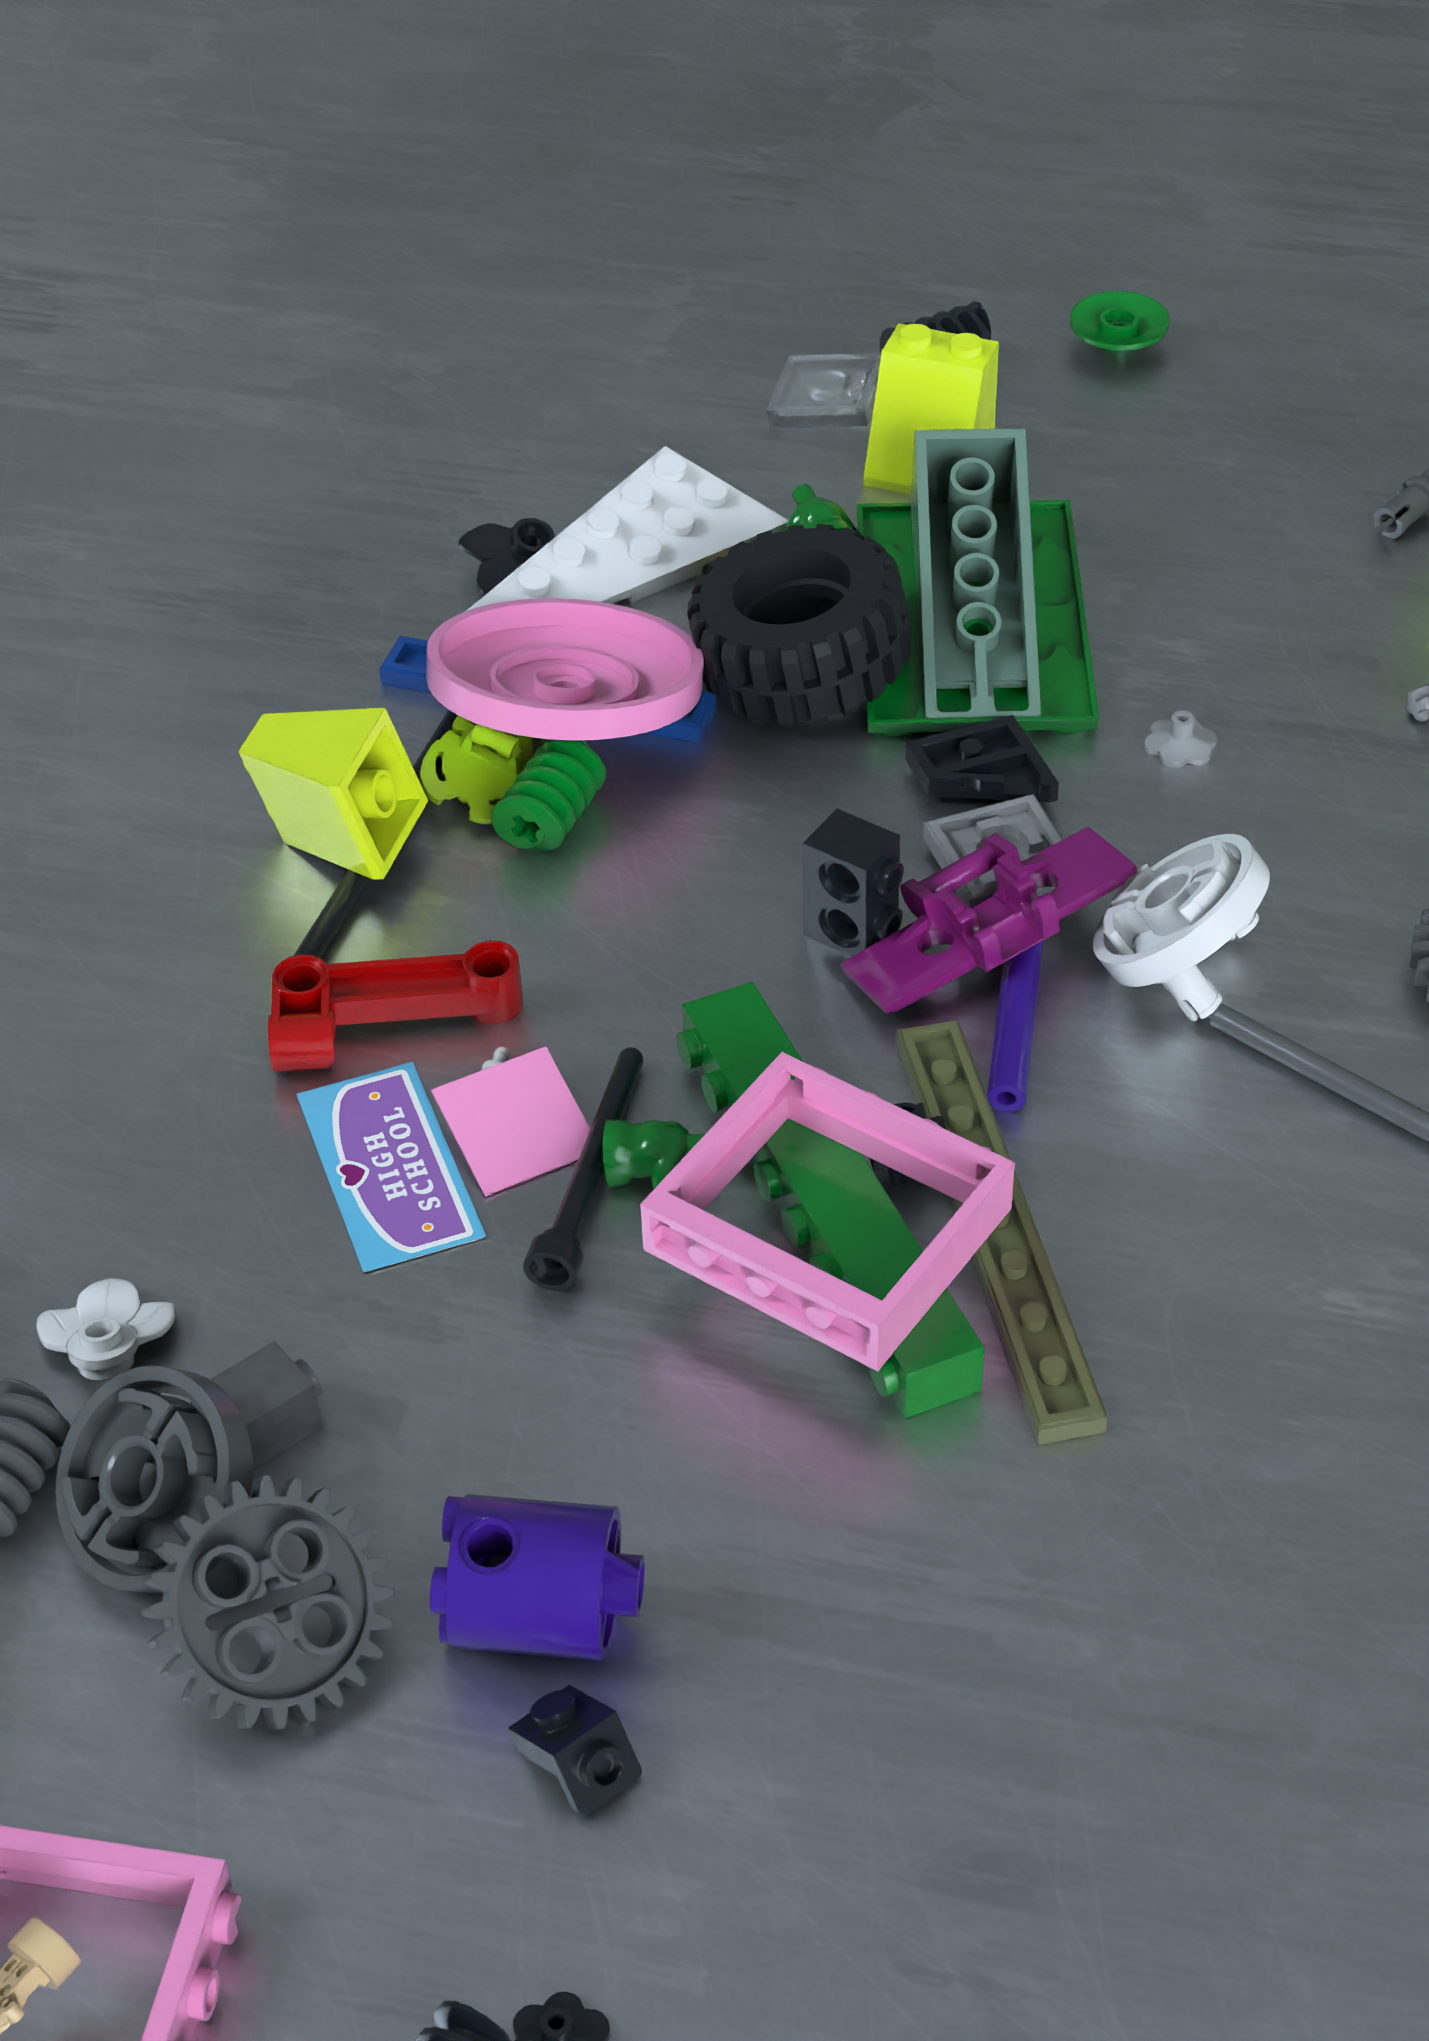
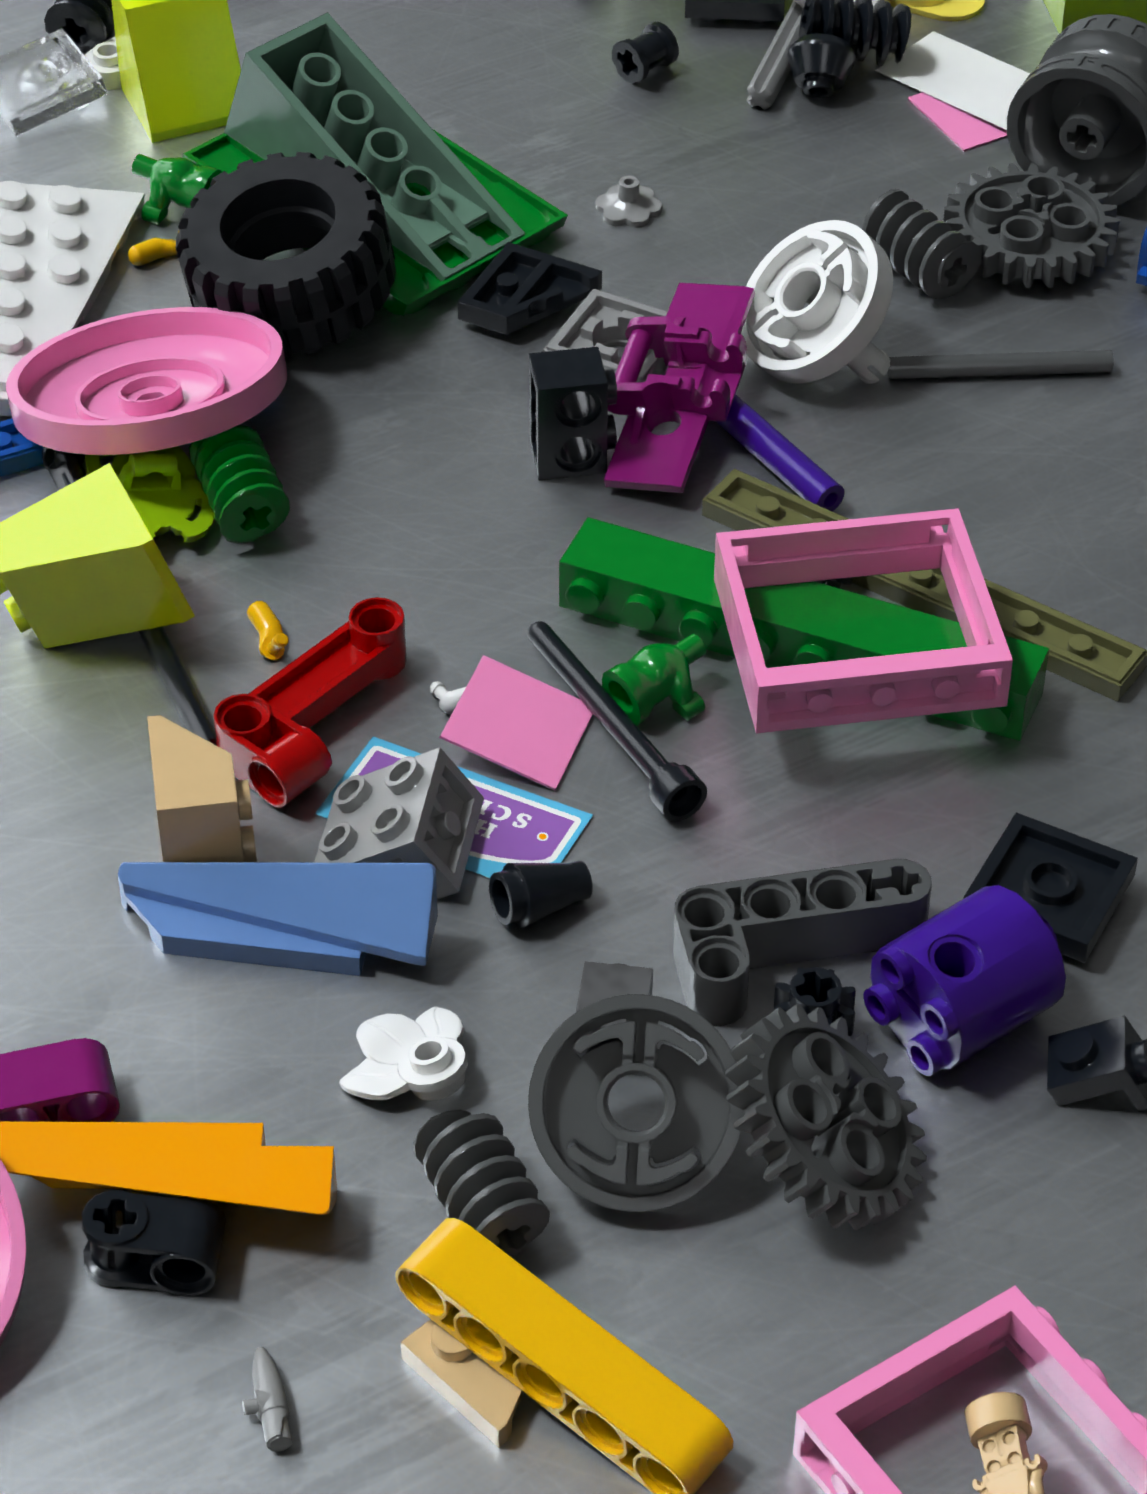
camera: 45 degrees left, 0 degrees up
(156, 1157) = (286, 911): none -> medium blue wedge
(163, 1029) = (198, 798): none -> tan slope
(323, 1146) = (406, 811): none -> light grey bracket
(348, 1264) = (536, 890): none -> black cone
(409, 1514) = (818, 988): none -> black gear
(442, 930) = (271, 636): none -> yellow piece
(442, 1400) = (788, 920): none -> dark grey beam
(738, 1559) = (1061, 877): none -> black plate
(1355, 612) = (651, 49): none -> black bush
(1372, 917) = (922, 245): none -> dark grey piece

